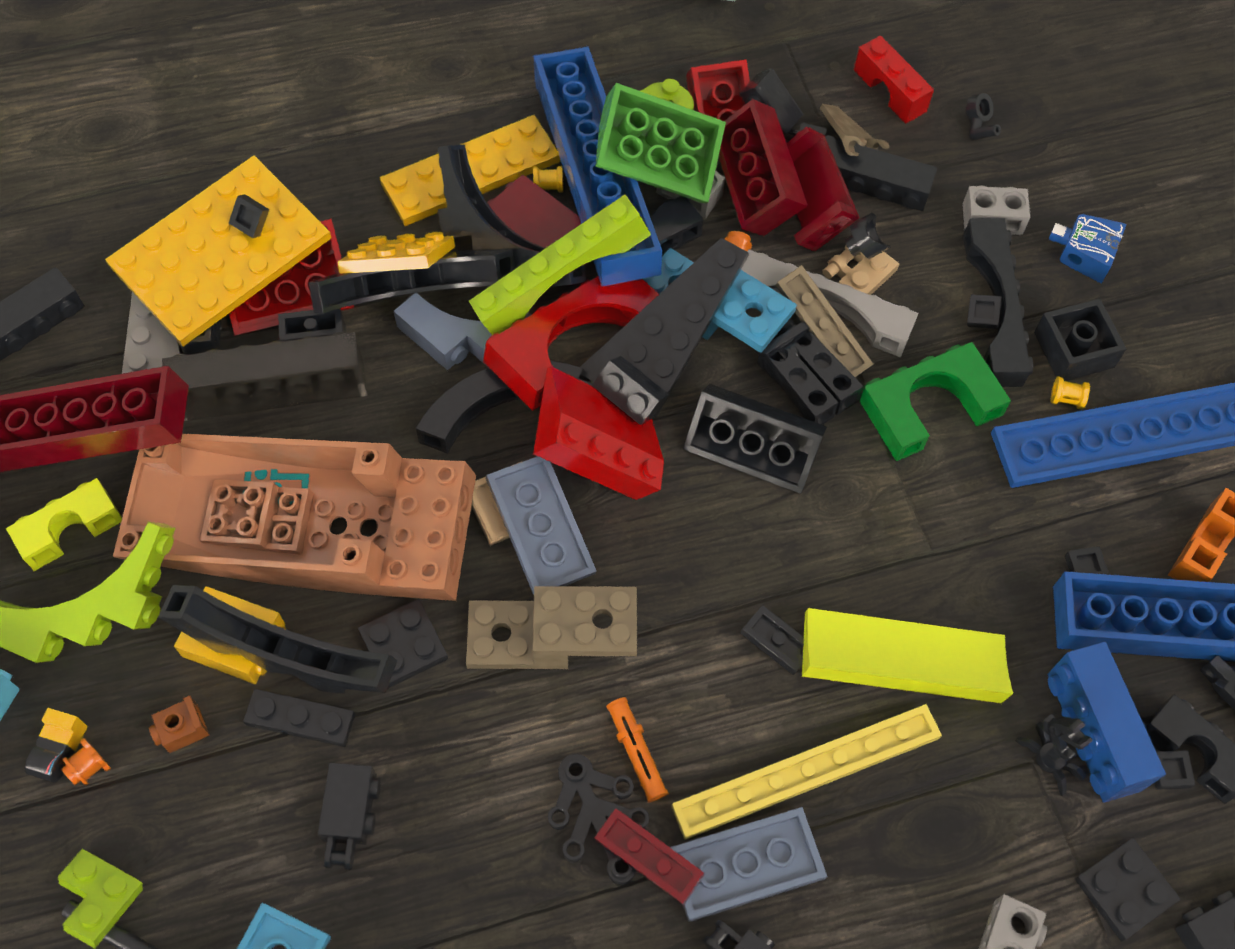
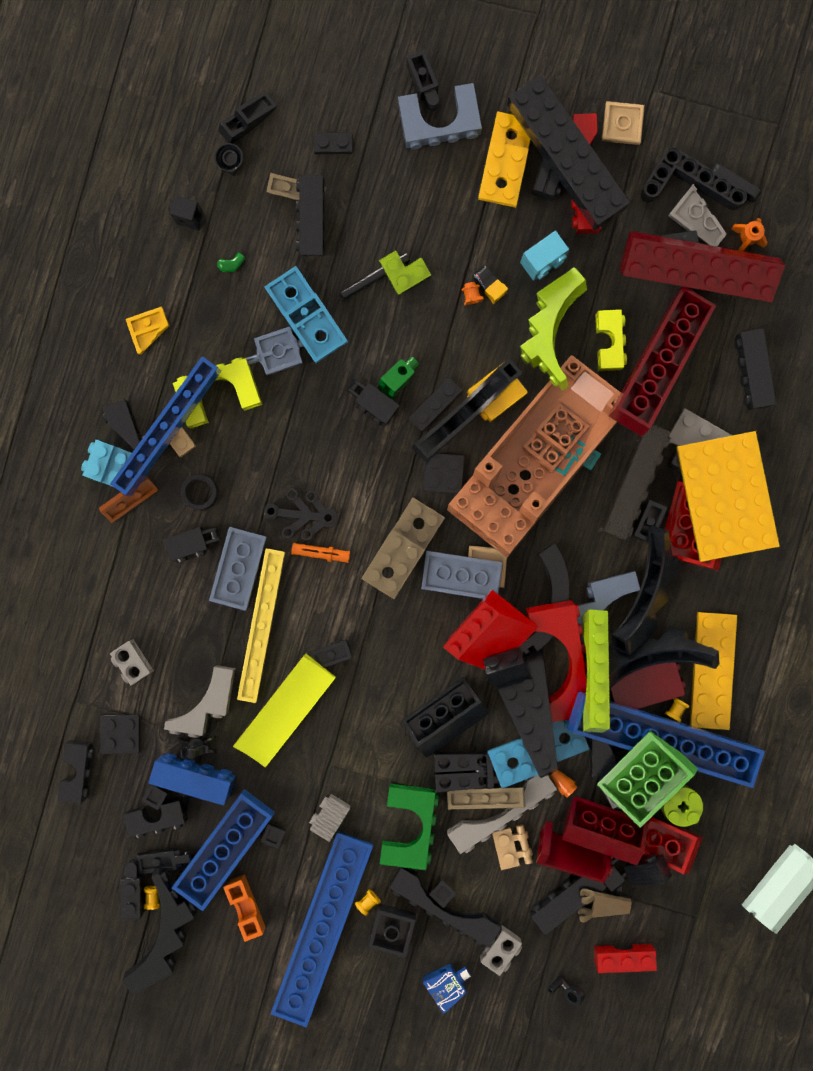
camera: 125 degrees right, 25 degrees up
(189, 729) = (462, 352): dark orange brick -> none
(248, 216) = (731, 520): black plate -> none
(285, 794) = (393, 381): none -> green torso
(397, 254) = (667, 592): yellow plate -> none
(649, 856) = (265, 525): dark red plate -> none
(865, 238) = (522, 858): black piece -> none
(971, 769) = (214, 702): none -> light grey arch
(1002, 505) = (330, 817): none -> light grey brick

